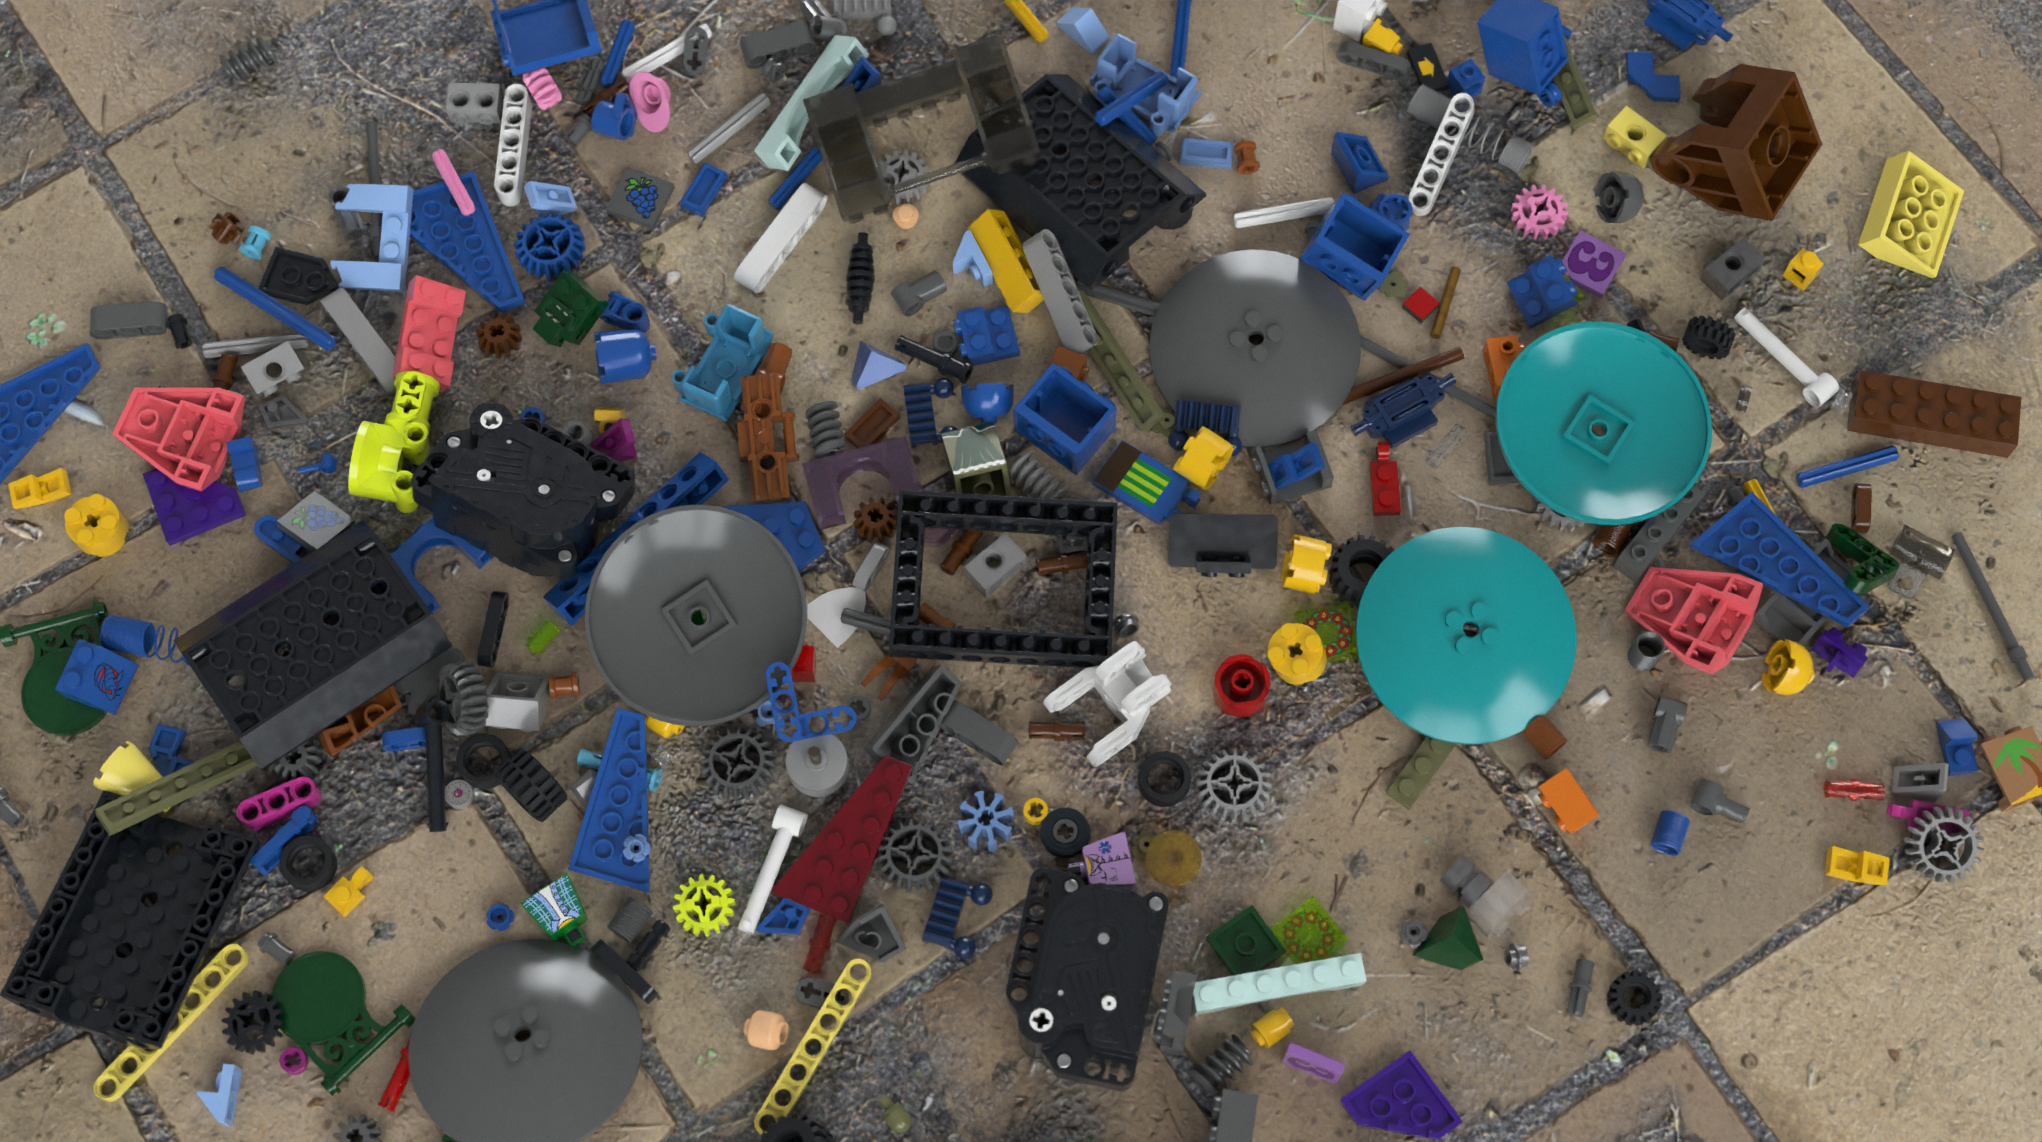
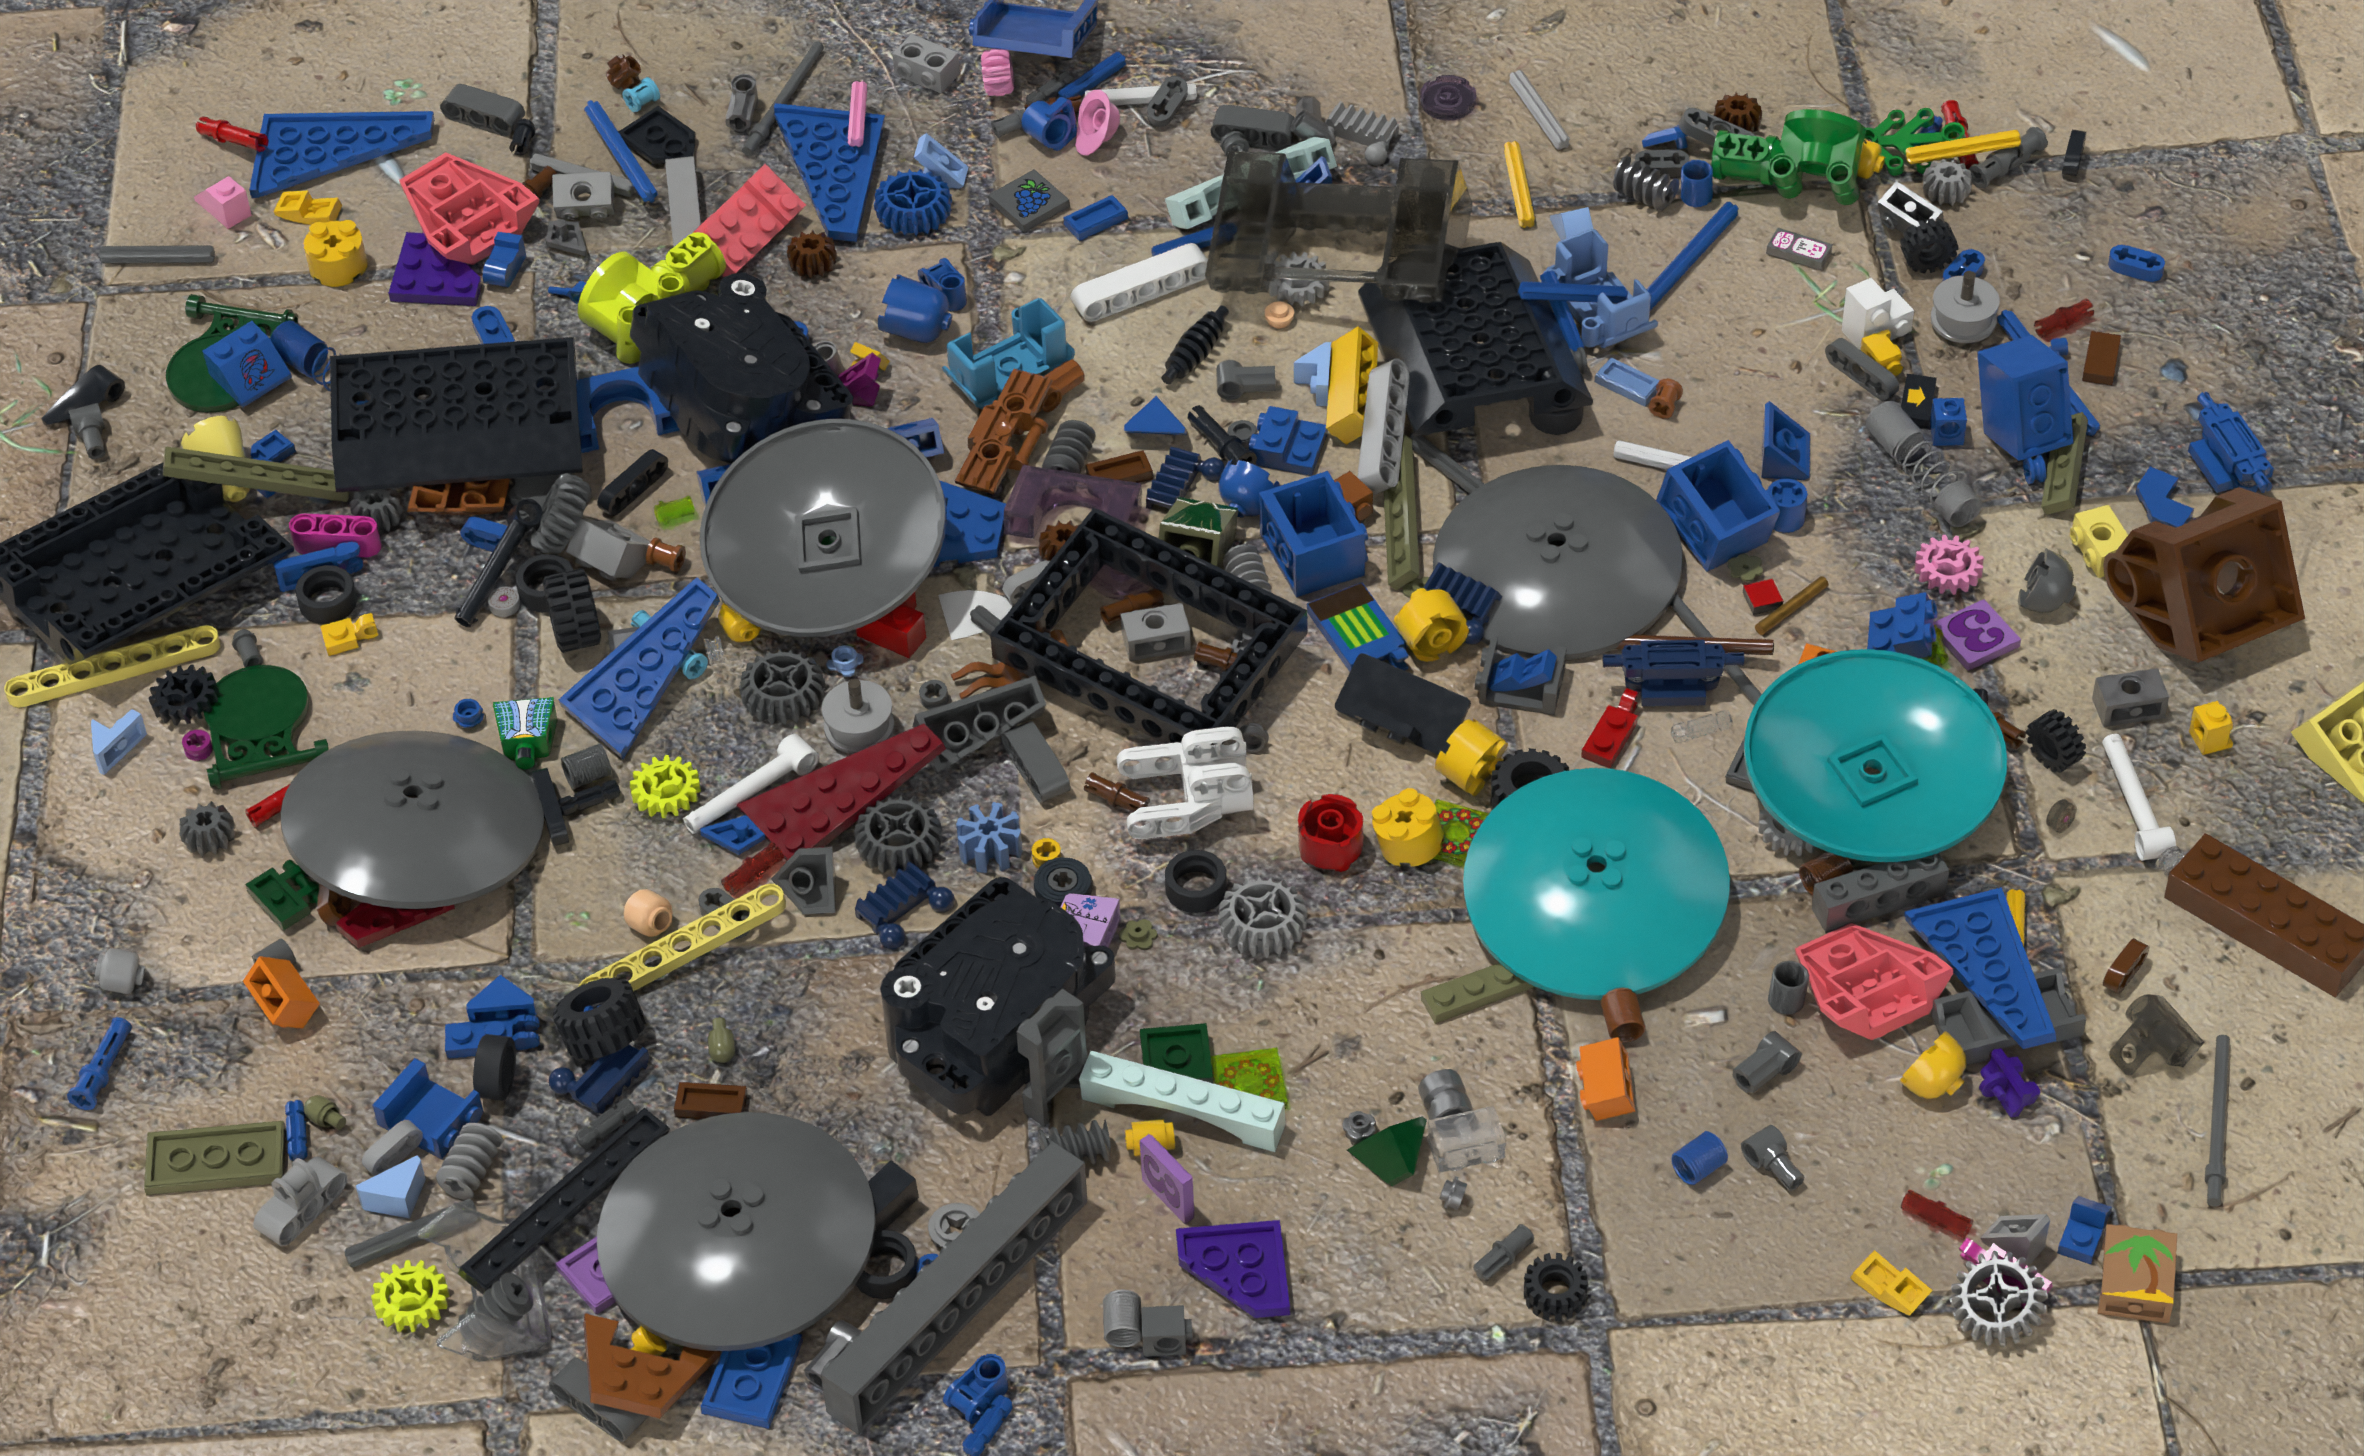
camera: 30 degrees right, 20 degrees down
(315, 521) = (528, 324): tile -> none
(391, 270) = (787, 107): light blue wedge -> none
(516, 154) = (938, 107): white beam -> none
(568, 310) = (888, 253): dark green piece -> none
(644, 847) = (635, 711): medium blue plate -> none
(728, 128) = (1156, 177): light grey axle -> none
(801, 720) = (864, 661): blue beam -> none
(1186, 849) = (1158, 935): clear yellow tile -> none
(1441, 142) = (1864, 479): white beam -> none
(1847, 466) = (2138, 925): blue axle -> none
(1874, 564) = (2088, 1006): dark green beam -> none

